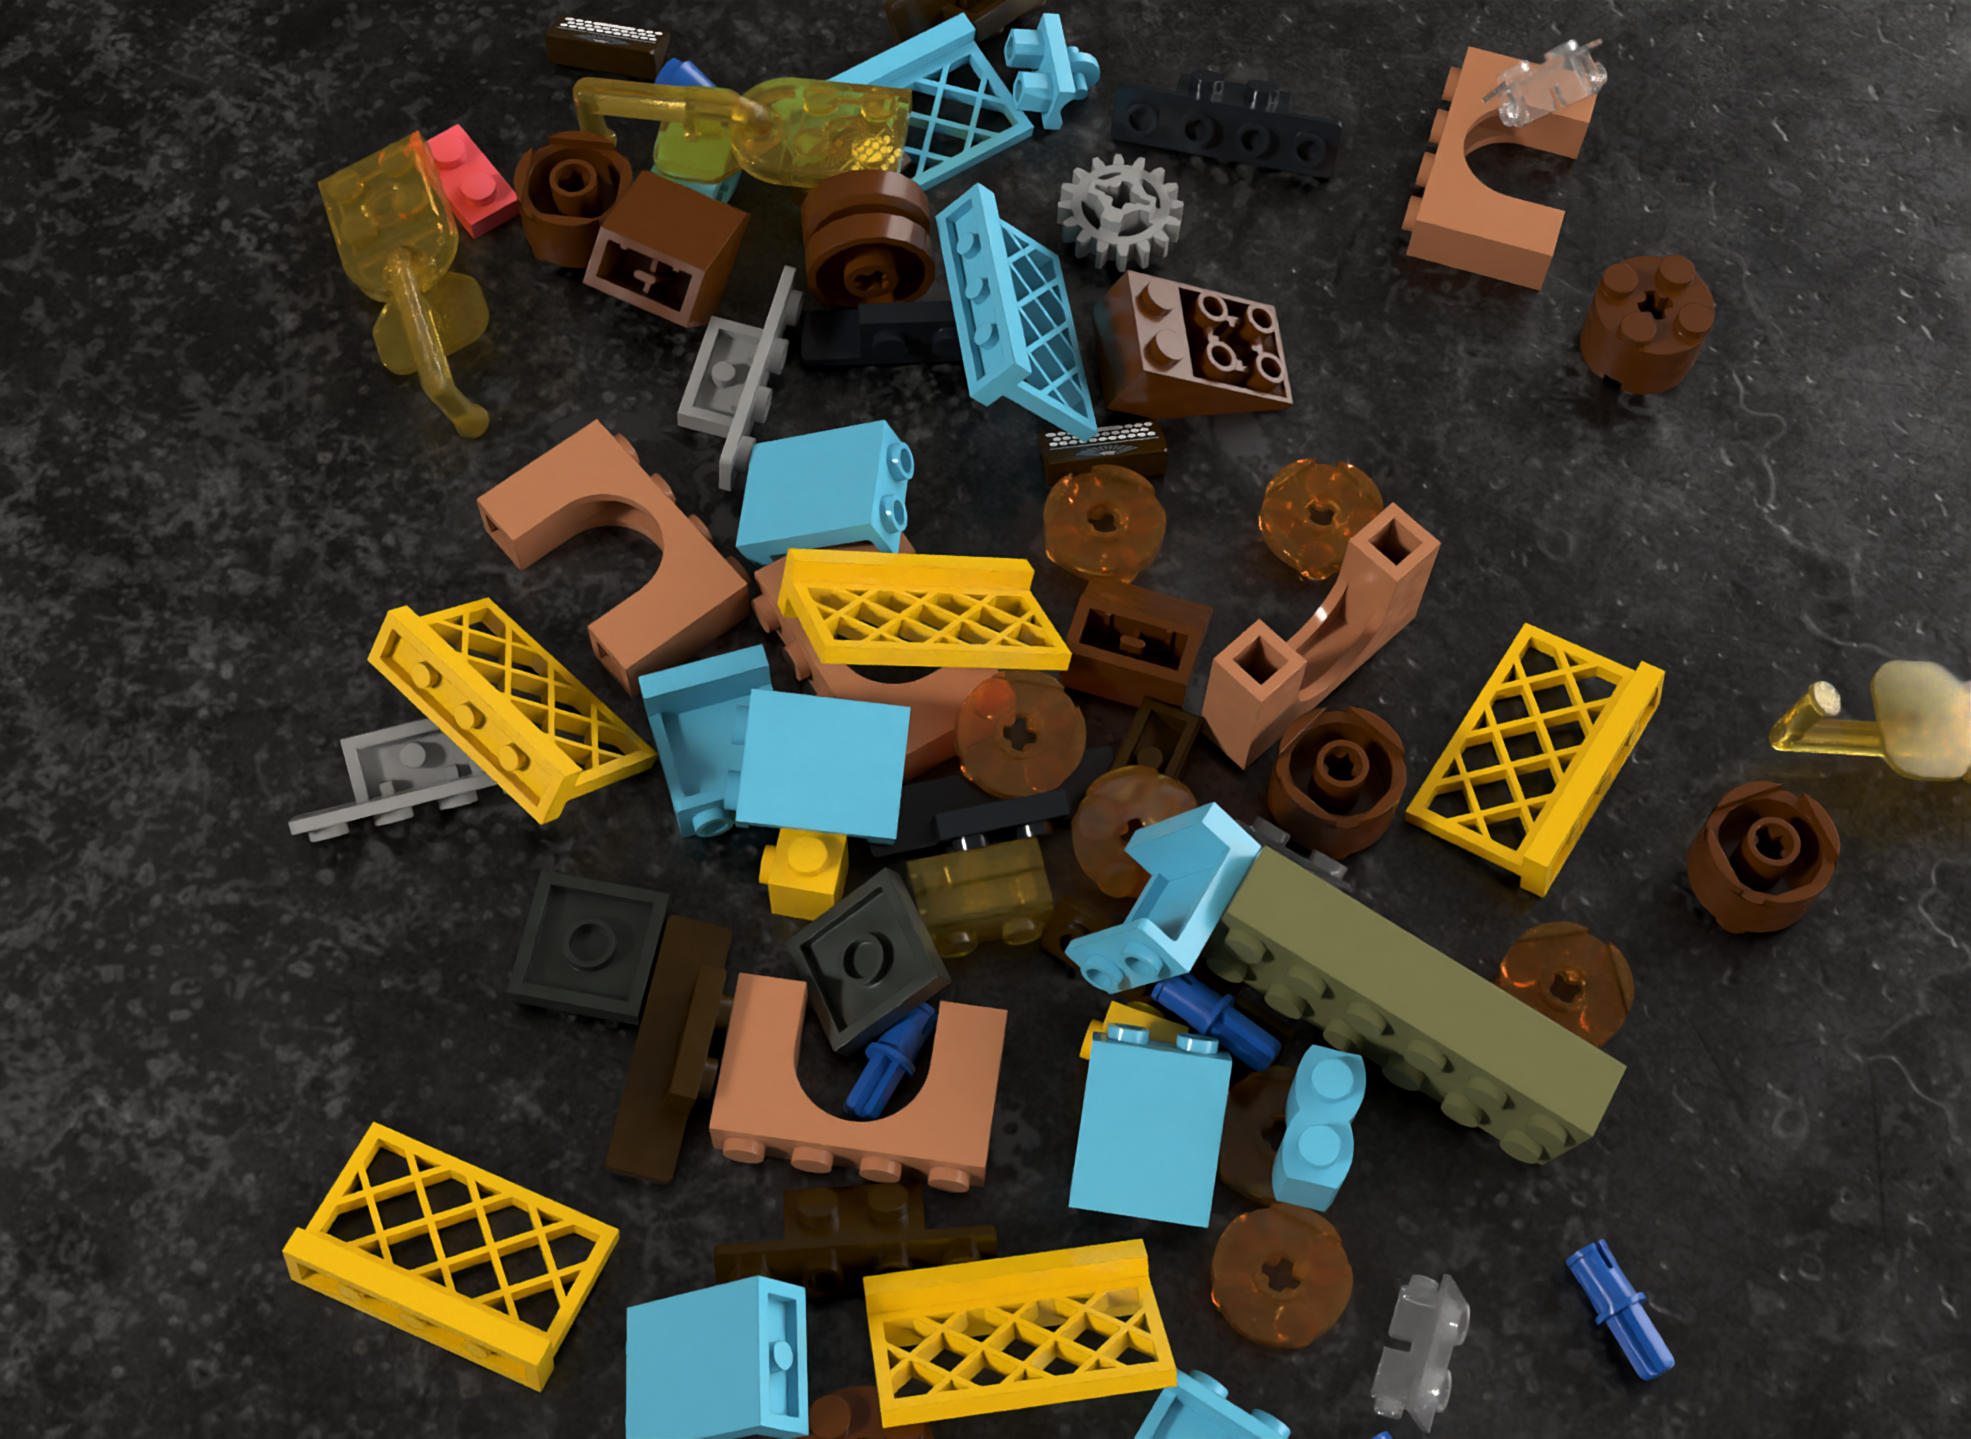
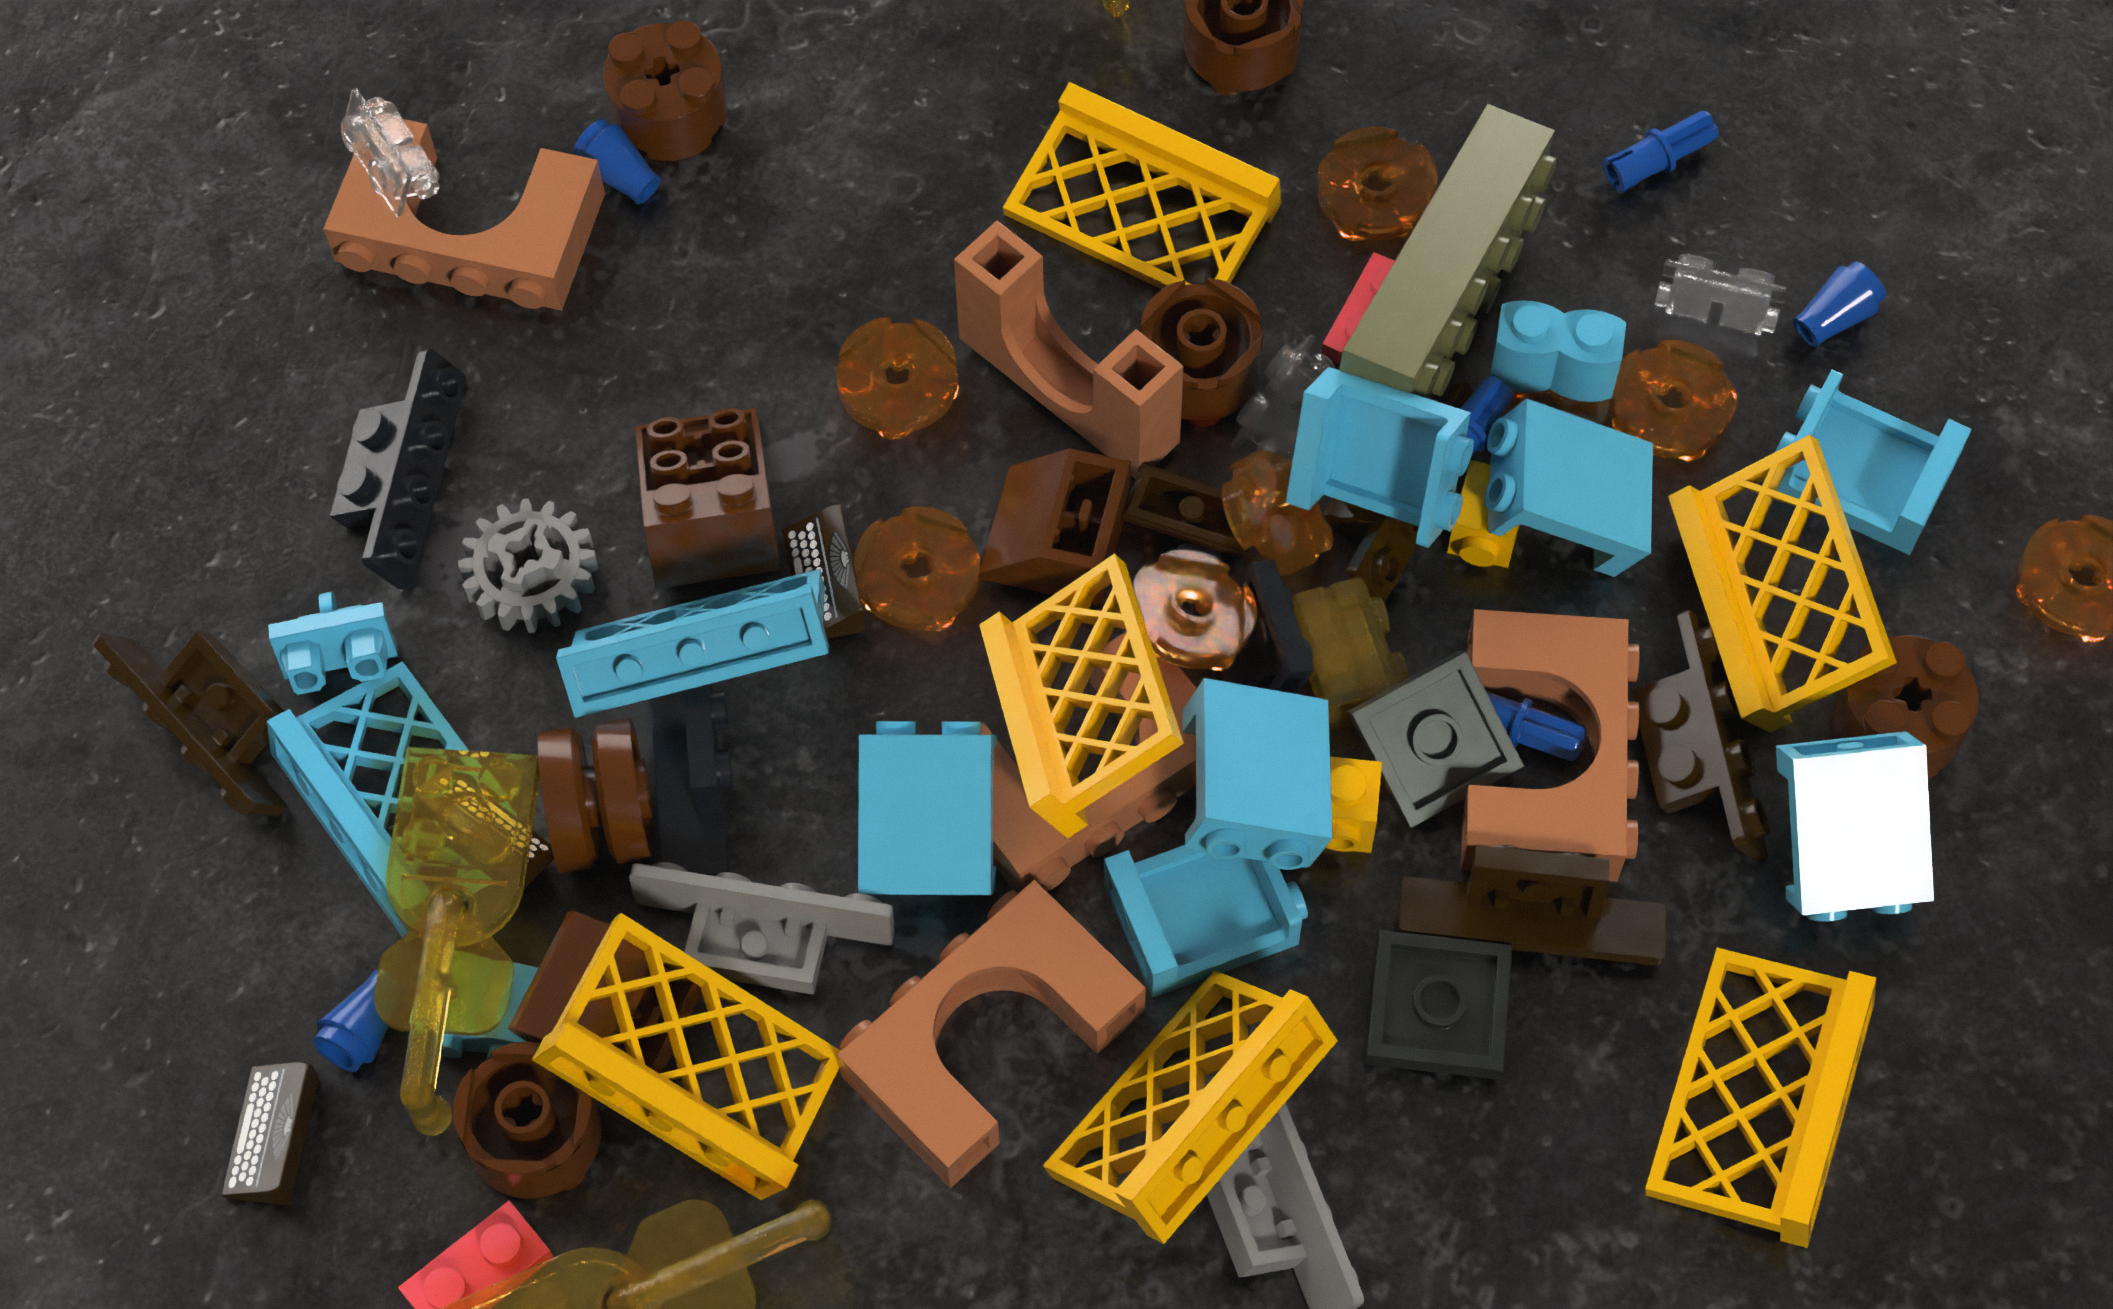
camera: 90 degrees left, 0 degrees up
(563, 268) = (663, 1106): none -> yellow fence
(1565, 288) = (618, 160): none -> blue cone

